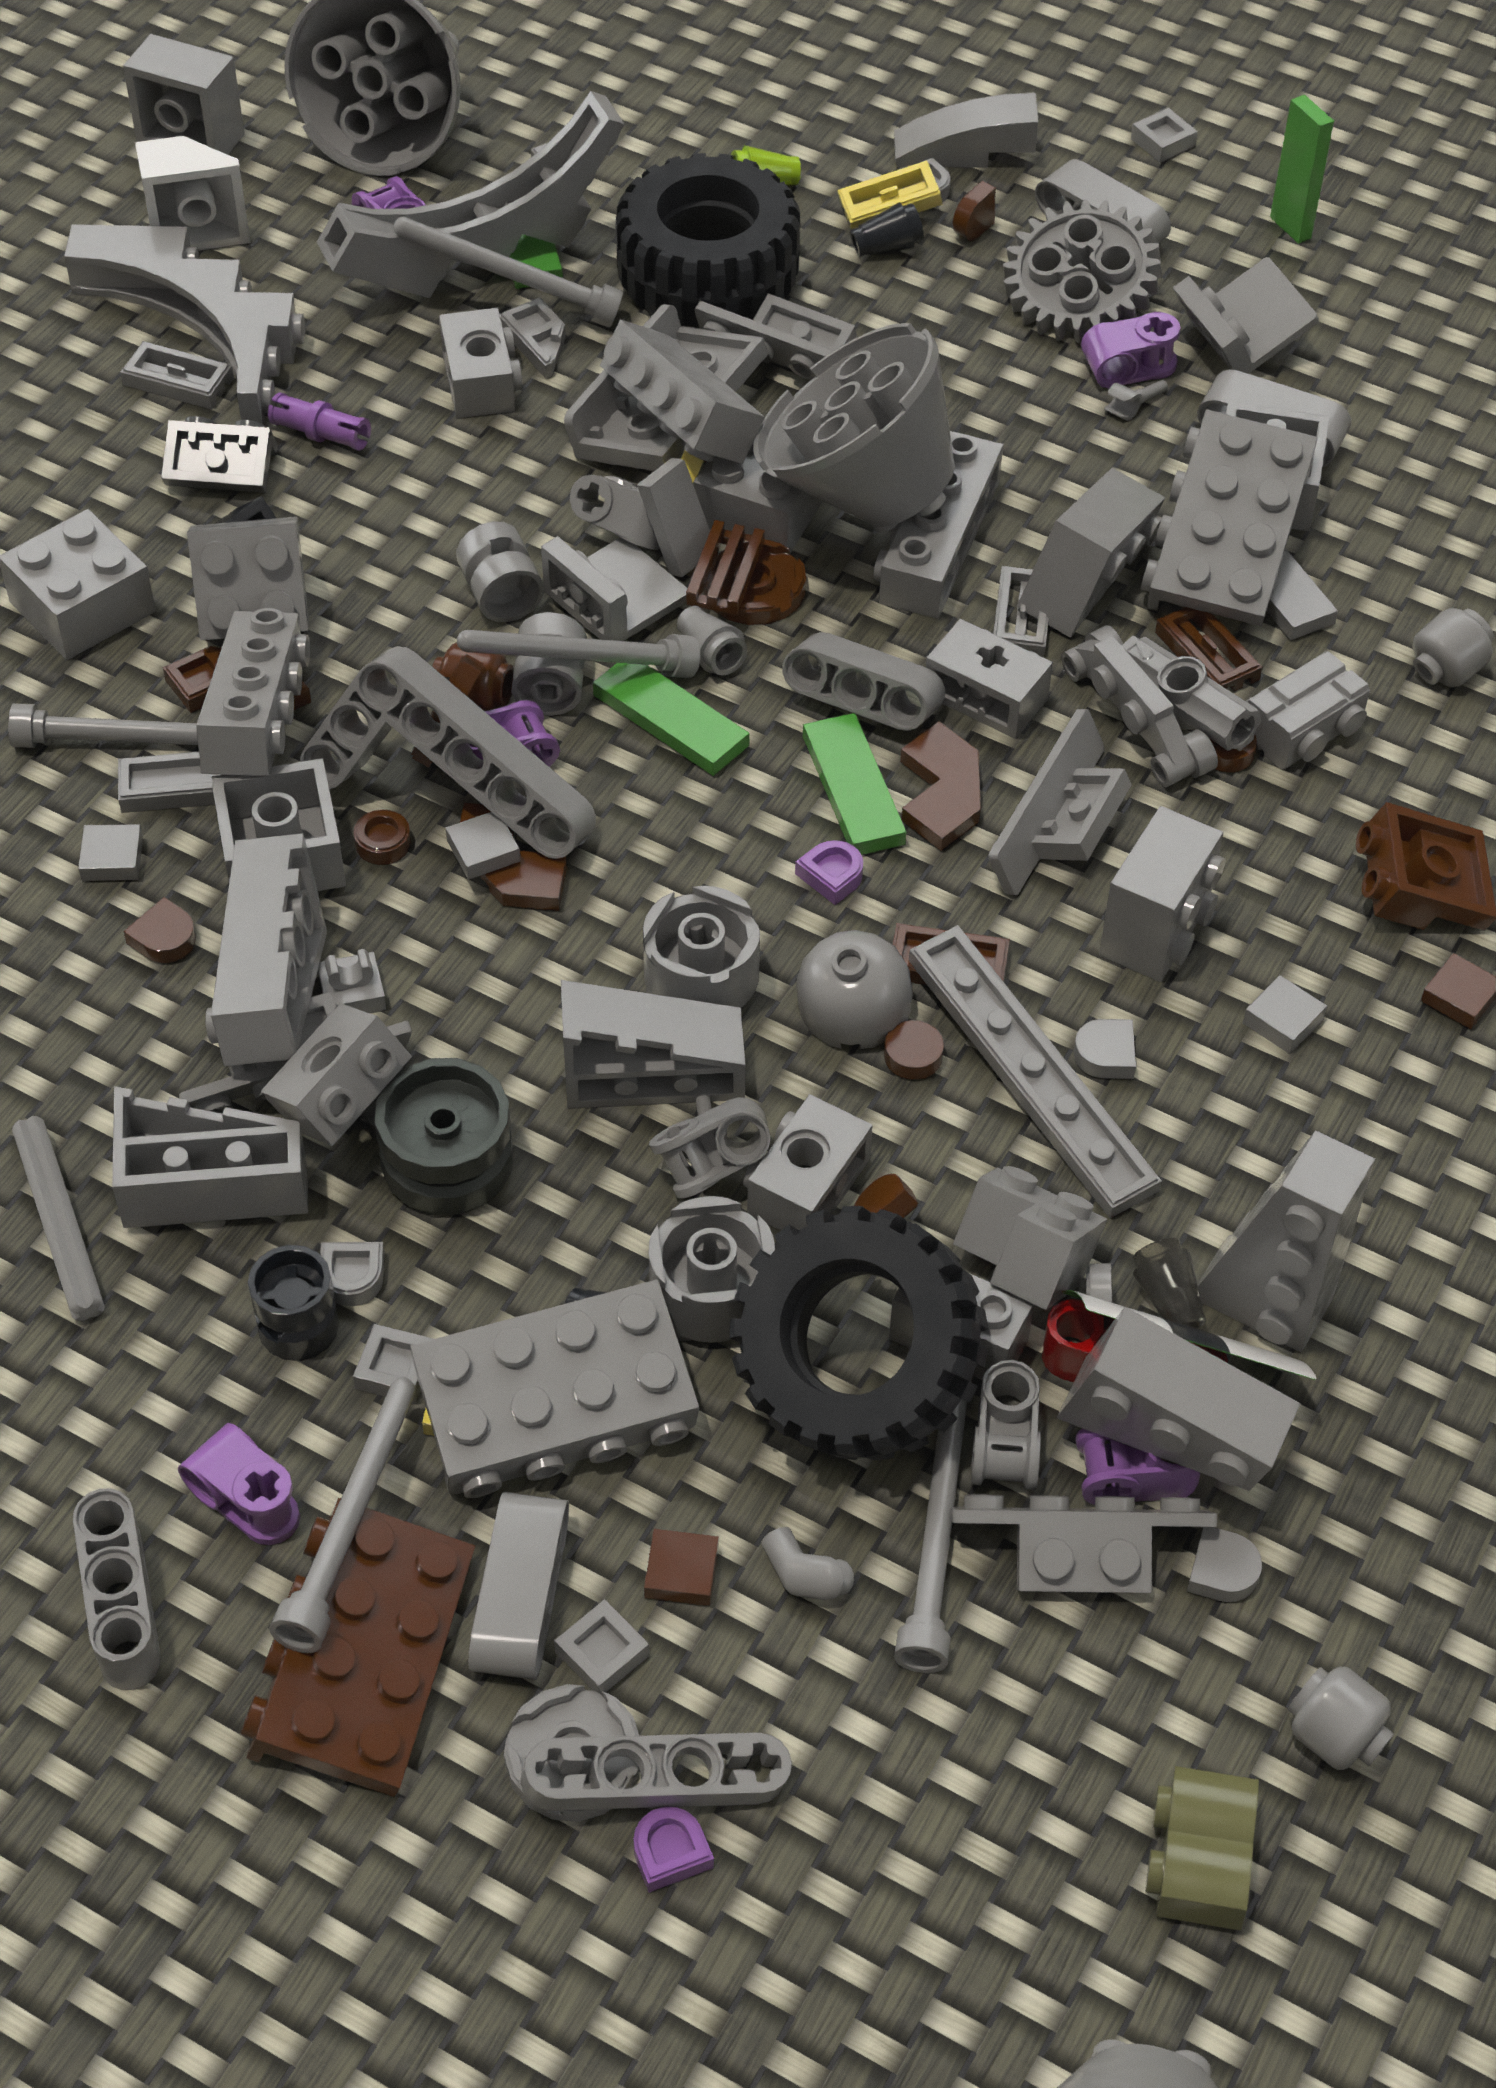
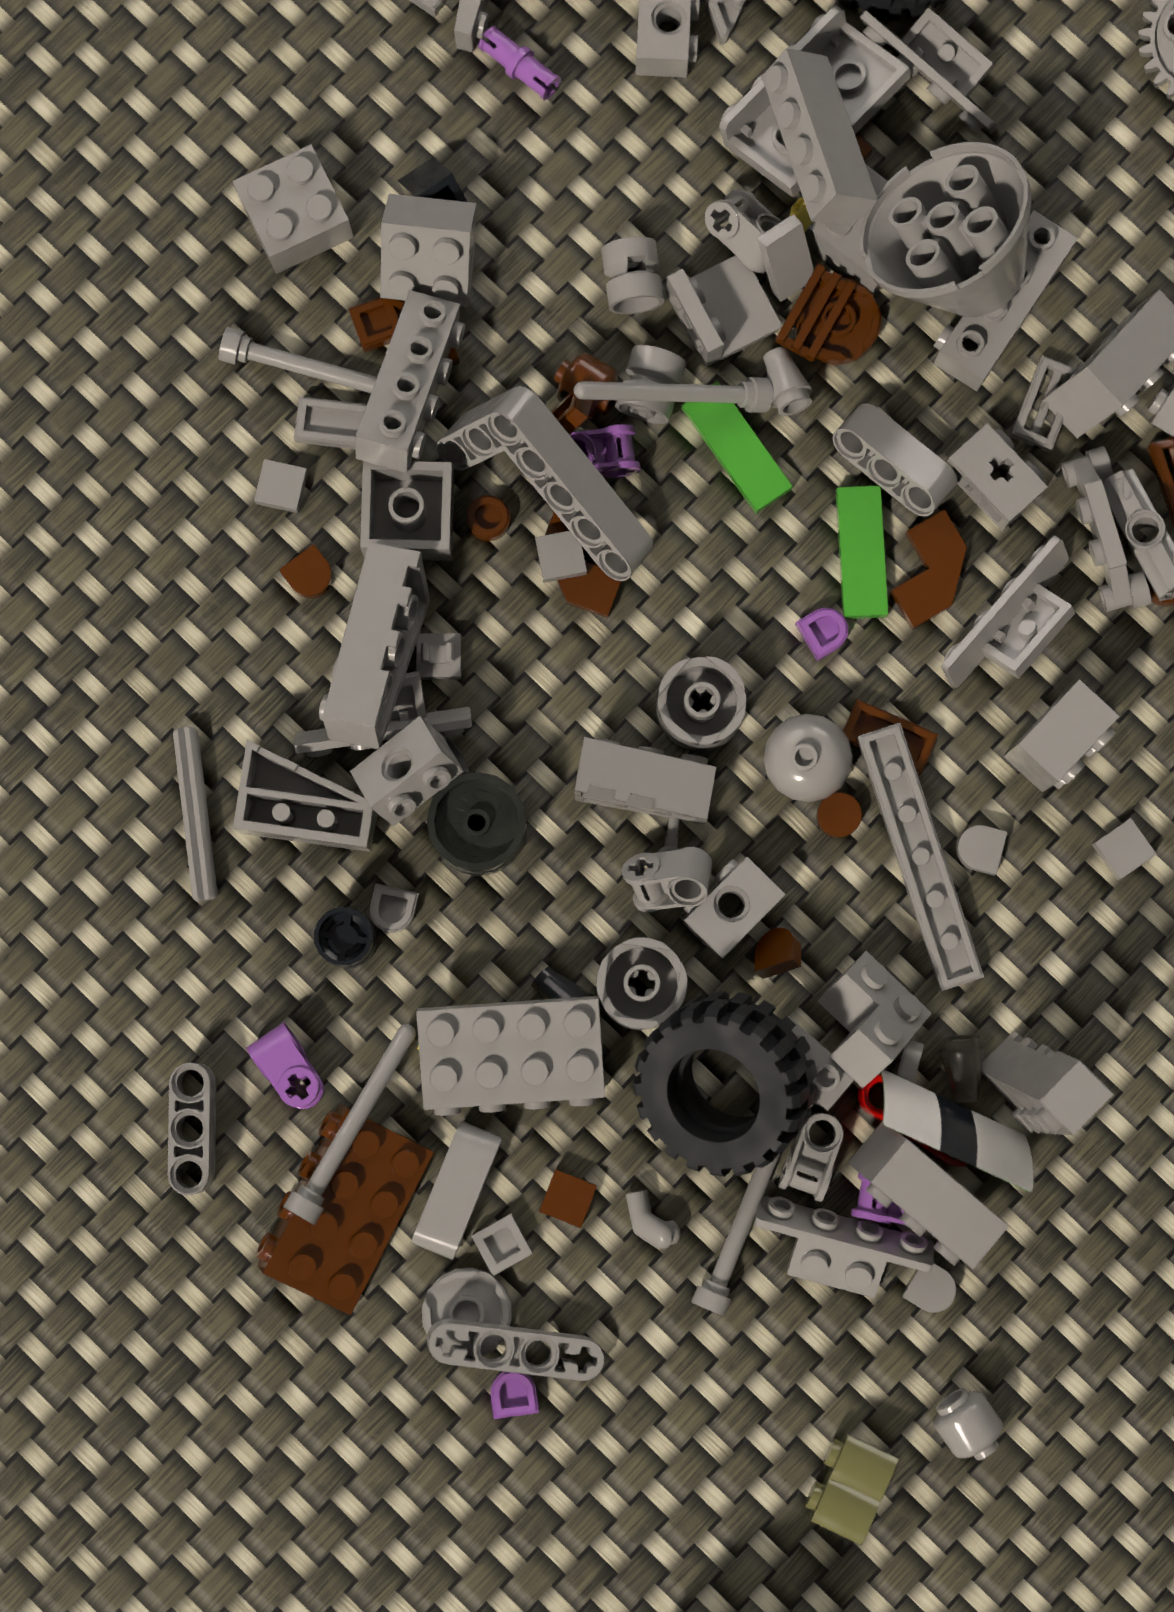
camera: 15 degrees right, 30 degrees up
(218, 455) = (429, 86): bracket -> none
(387, 1359) = (407, 991): light grey tile -> none

